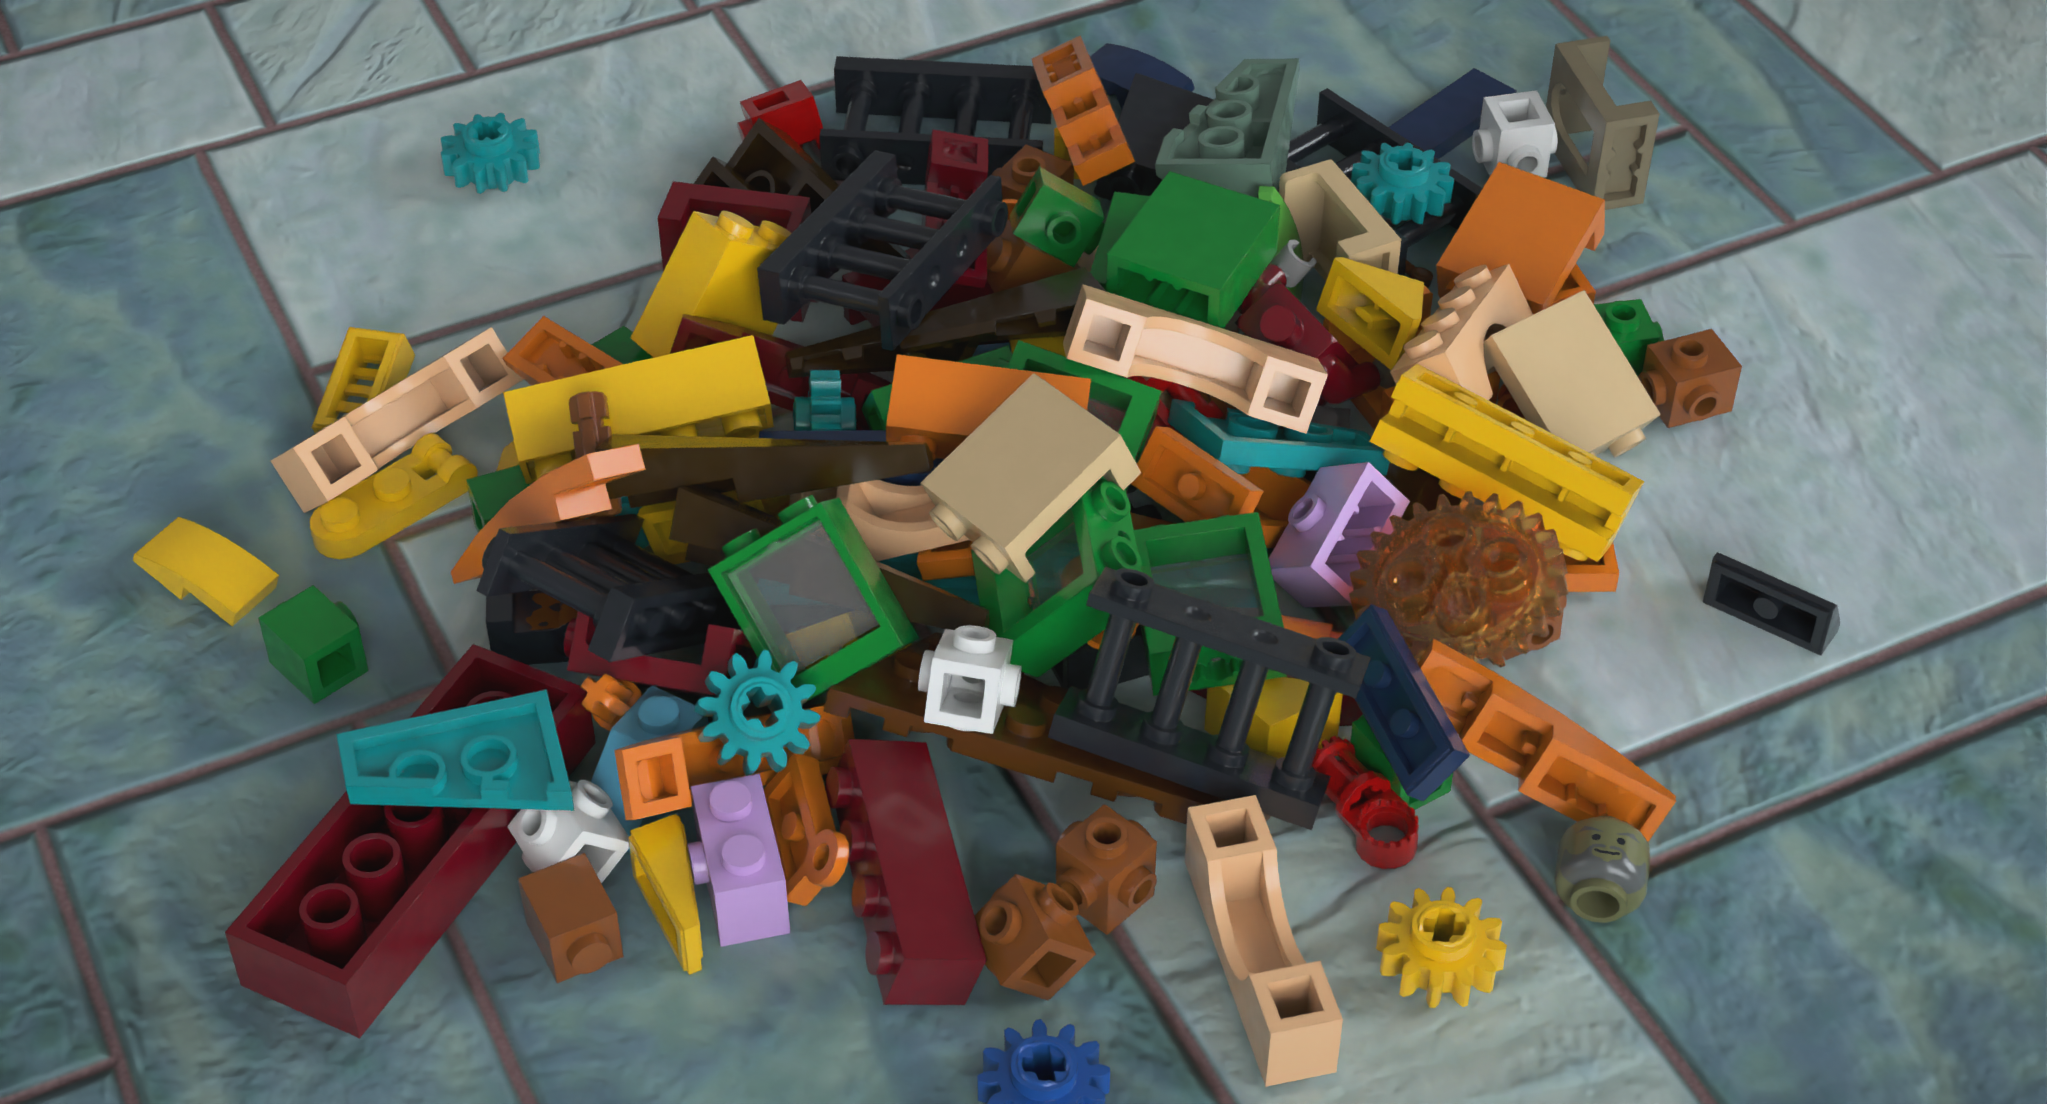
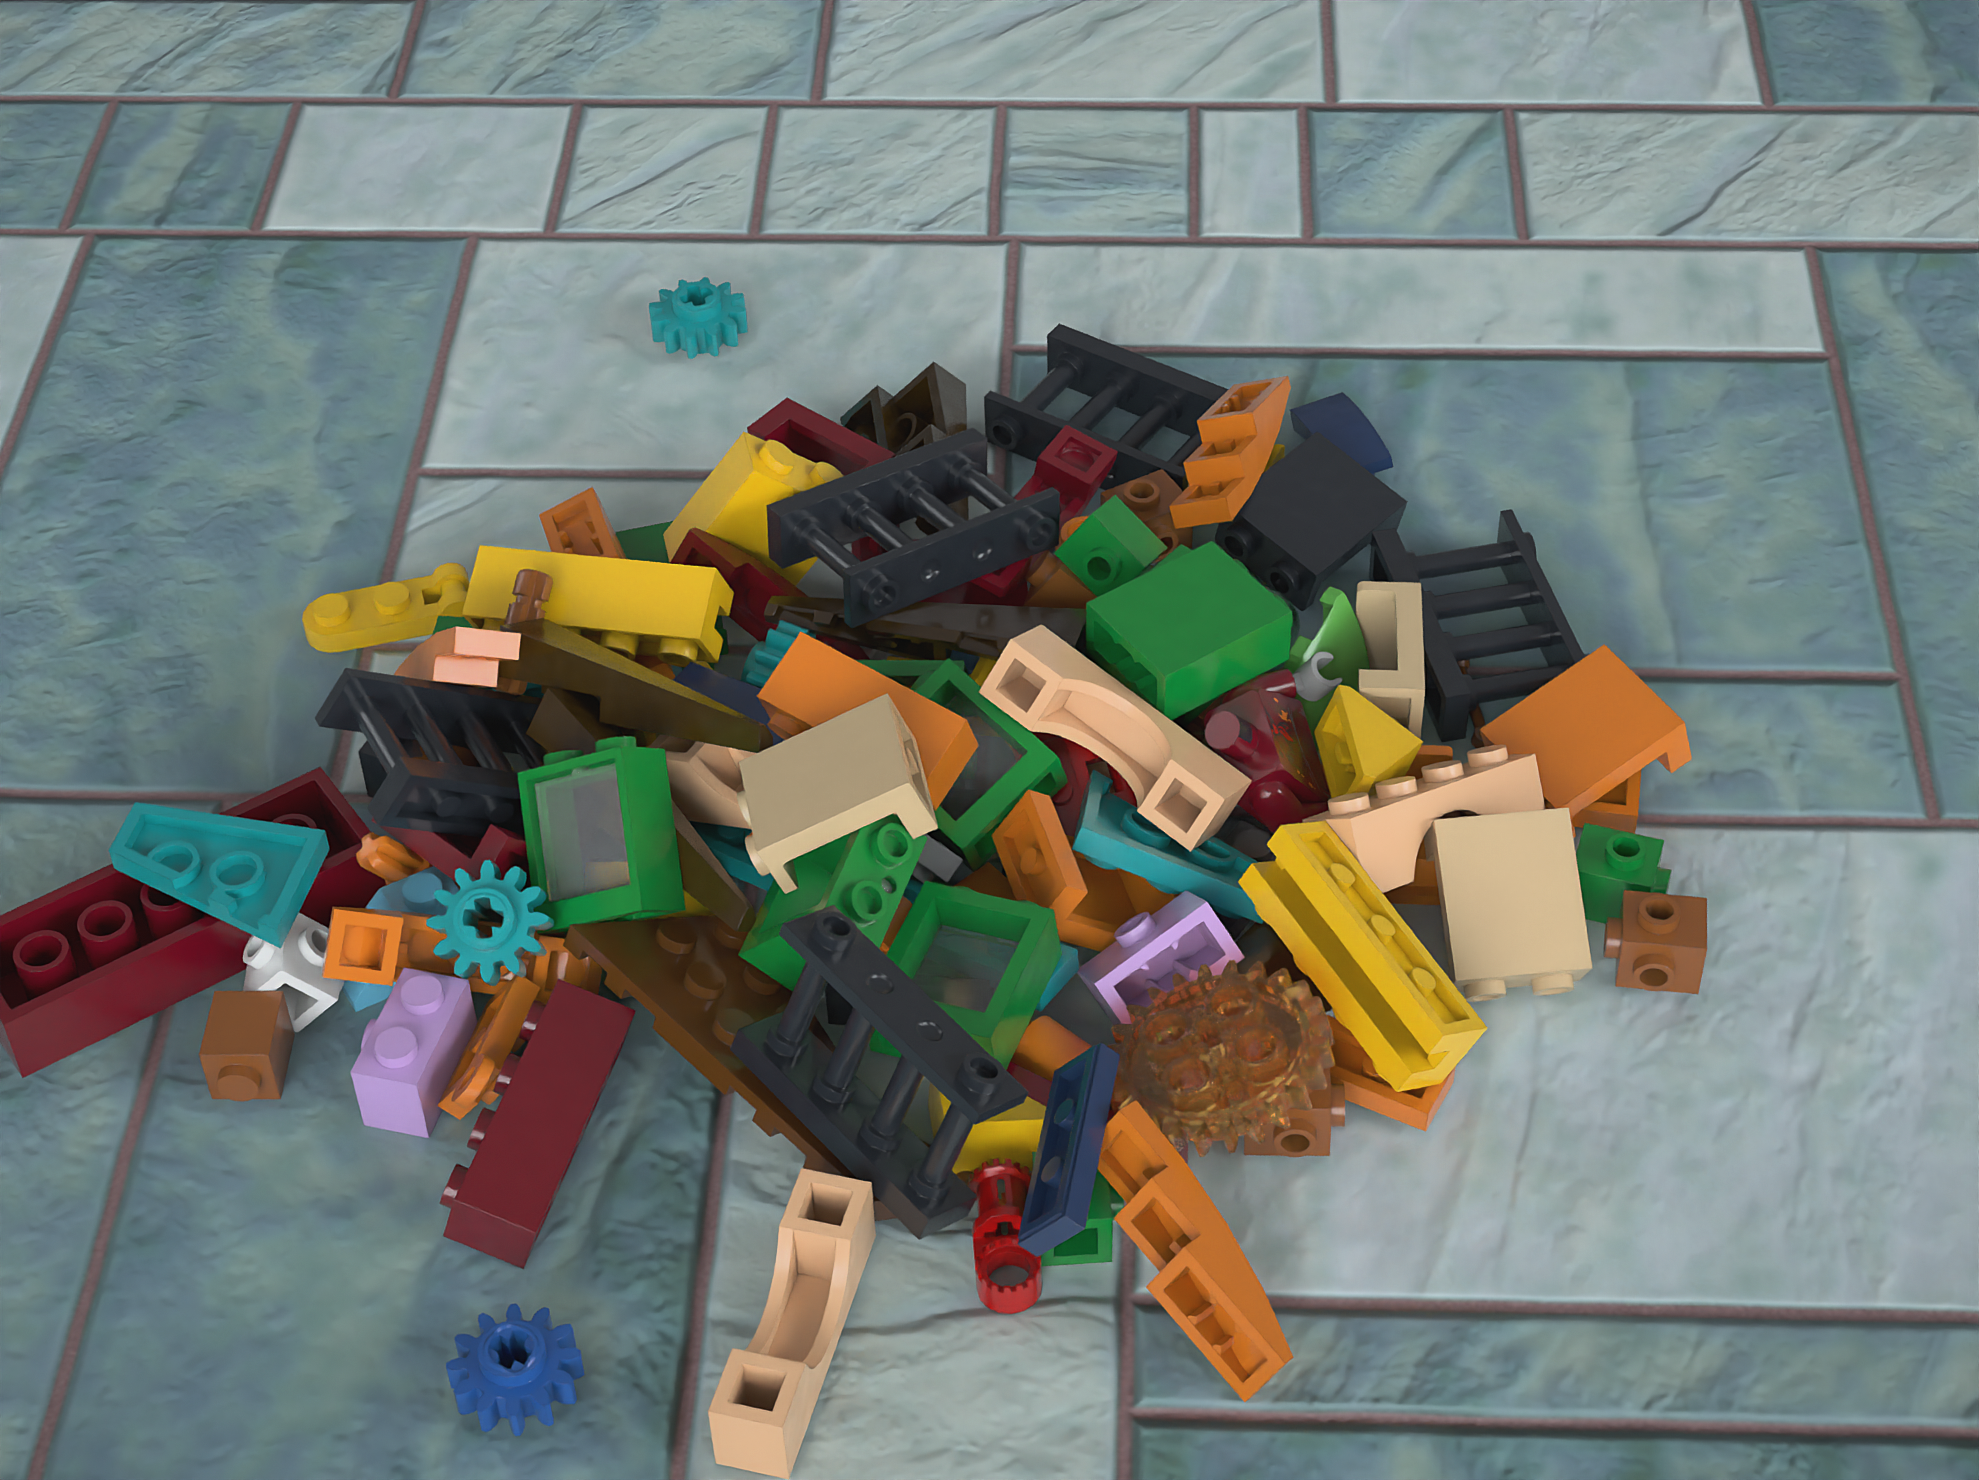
camera: 30 degrees right, 0 degrees up
(209, 566) = (199, 620): yellow slope -> none
(314, 643) = (229, 717): green brick -> none
(359, 349) = (458, 474): yellow slope -> none
(395, 421) = (419, 543): light nougat arch -> none
(666, 881) = (339, 1045): yellow slope -> none
(787, 108) = (981, 365): red brick -> none
(969, 679) = (679, 966): white brick -> none
(1033, 937) = (599, 1230): dark orange brick -> none
(1106, 867) = (716, 1195): dark orange brick -> none
(1242, 133) = (1360, 531): sand green wedge -> none
(1403, 182) = (1502, 633): teal gear -> none
(1441, 947) = (964, 1405): yellow gear -> none
(1450, 114) = (1639, 583): dark blue tile -> none
(1516, 133) = (1673, 638): white brick -> none
(1602, 868) = (1181, 1398): olive head -> none
(1621, 134) = (1769, 641): dark tan panel -> none
(1771, 604) = (1570, 1211): black slope -> none

